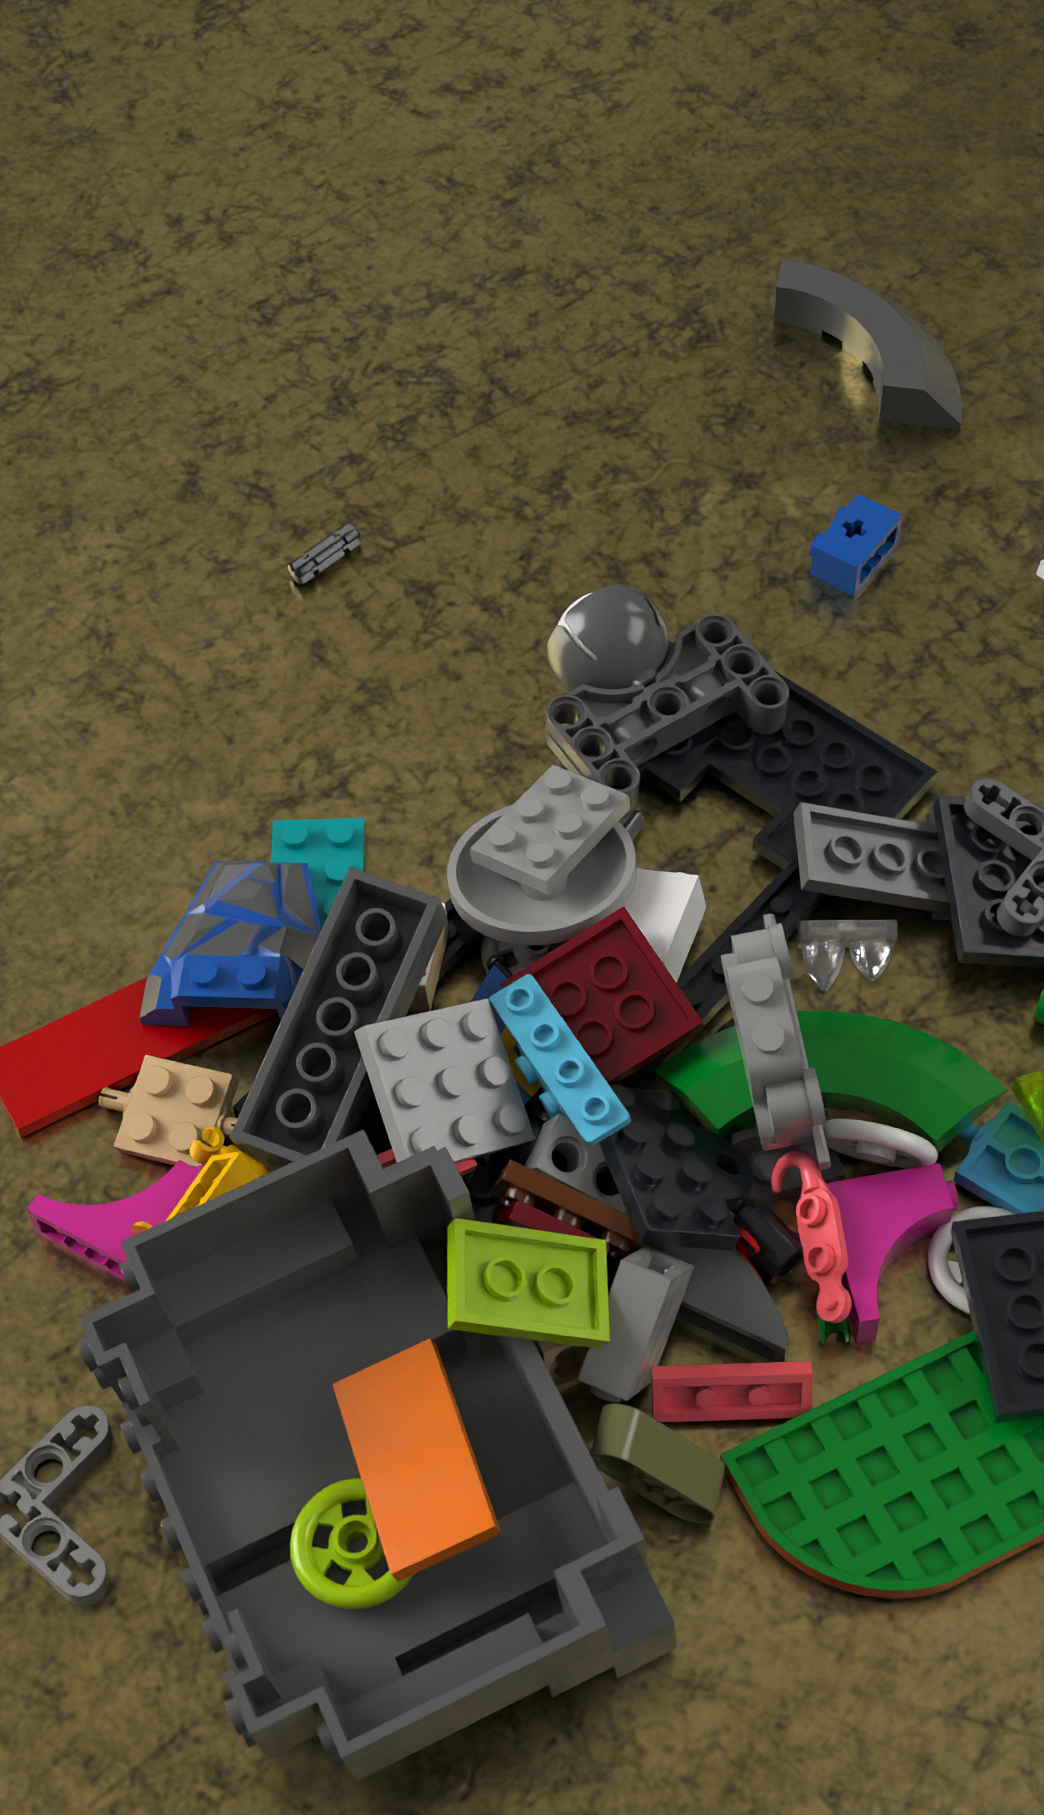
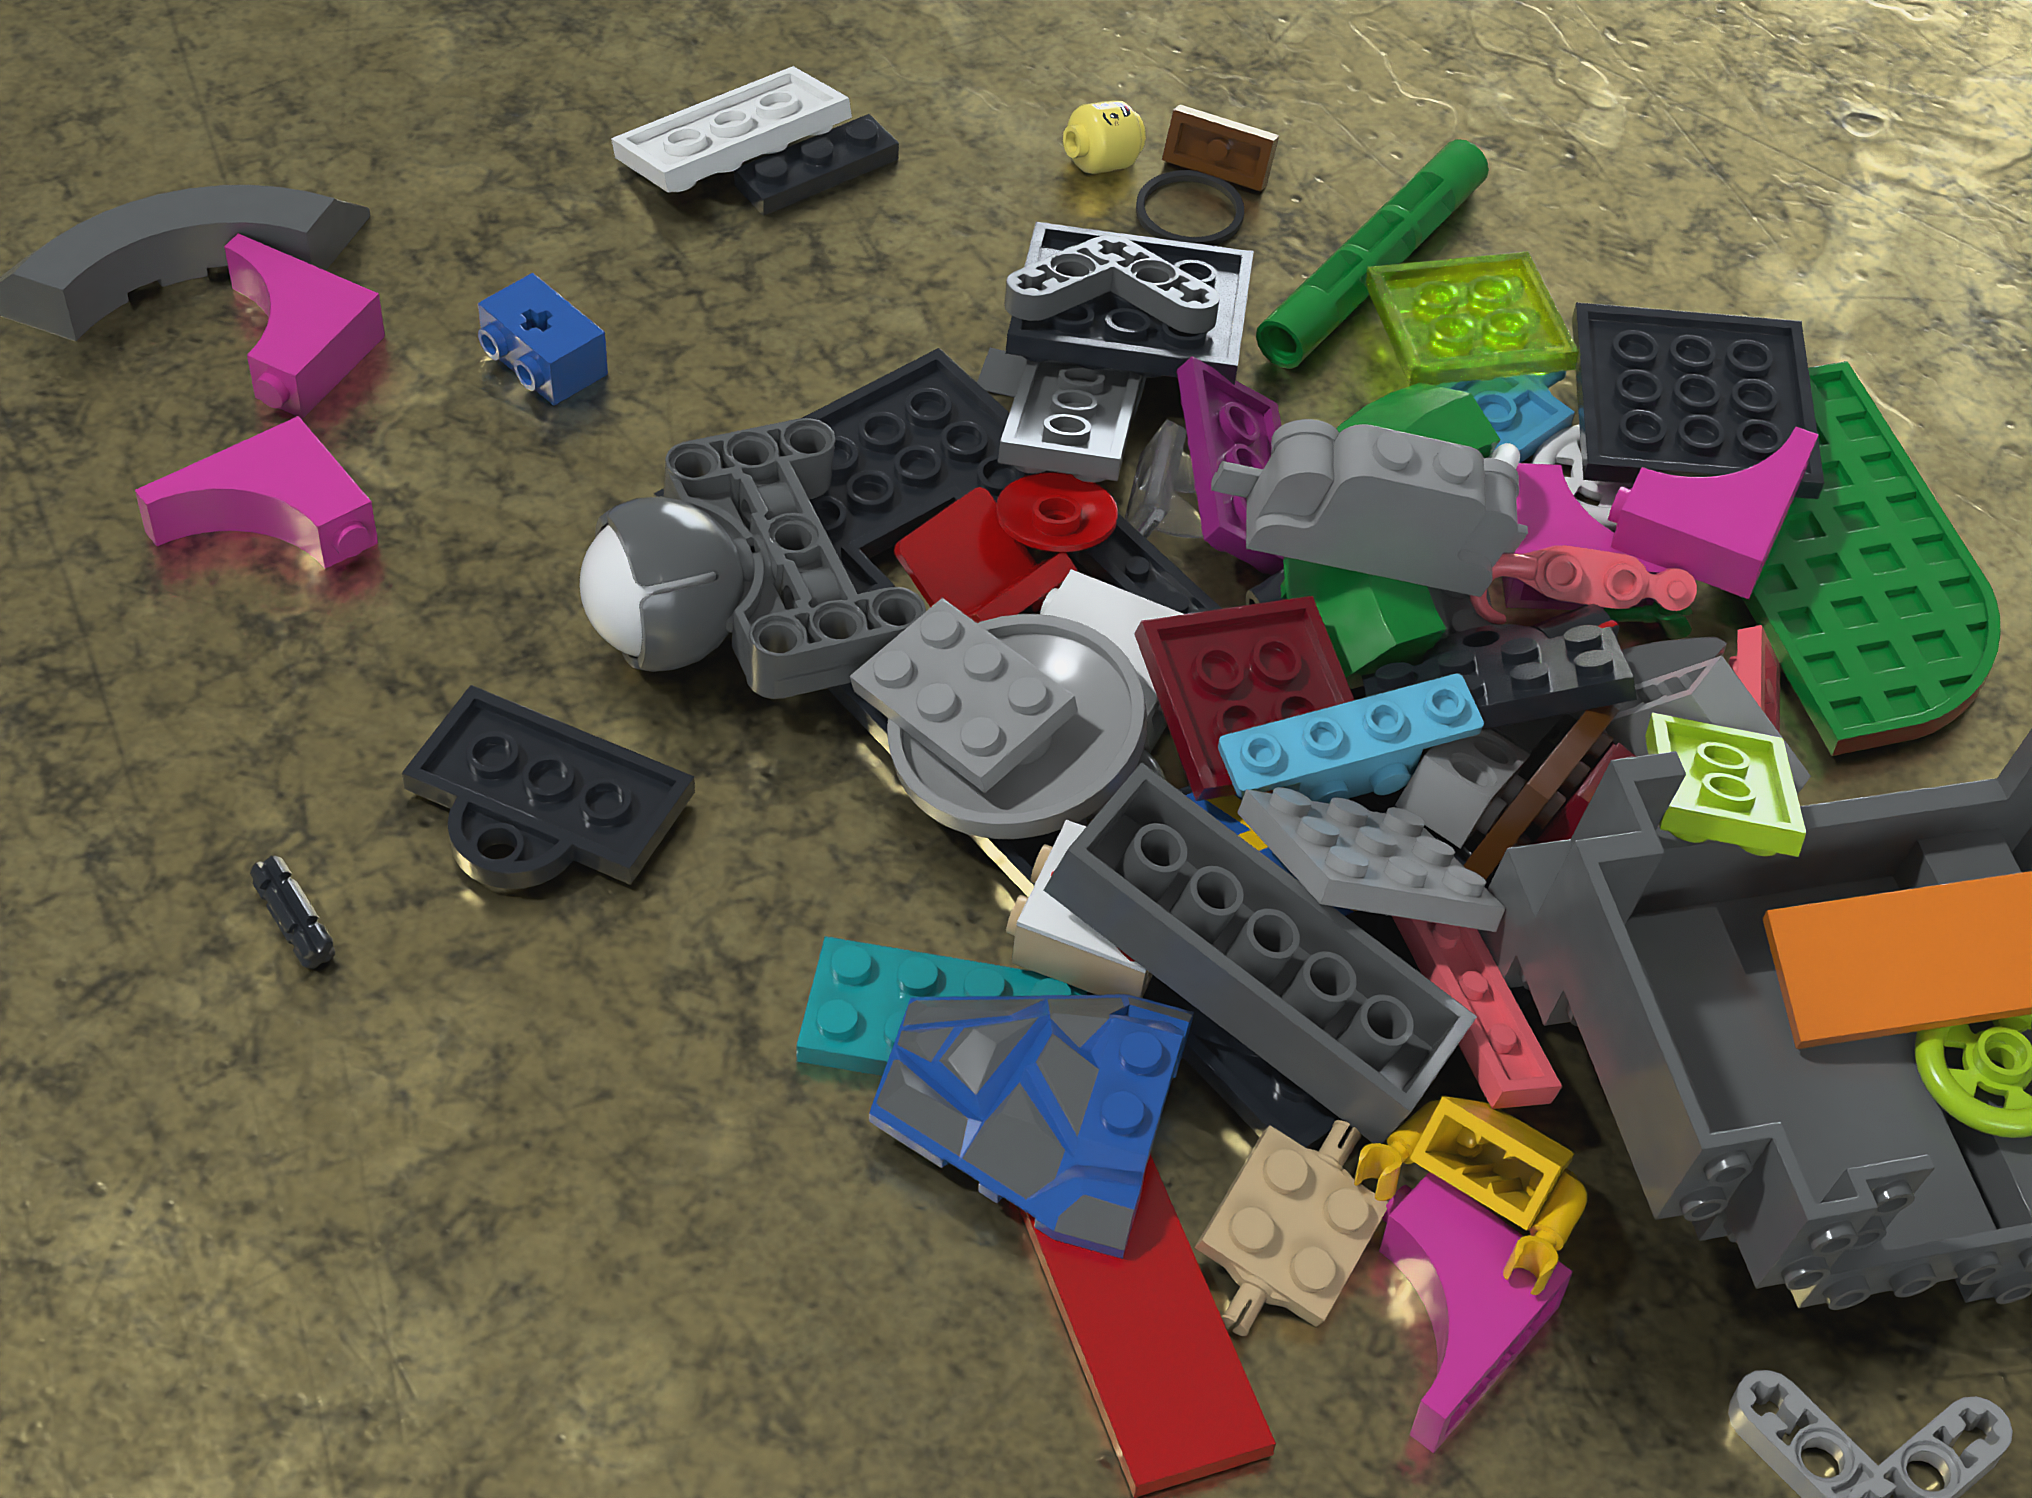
camera: 85 degrees left, 5 degrees down
(443, 646) = (542, 792): none -> black plate
(657, 1463) = (1869, 772): olive beam -> none
(664, 451) = (265, 485): none -> dark pink arch
(708, 833) = (976, 563): none -> red bracket
(761, 848) = (1056, 512): none -> red dish
(814, 423) = (314, 326): none -> dark pink arch
(890, 974) = (1232, 427): none -> magenta plate
(901, 1331) = (1713, 524): none -> dark pink arch

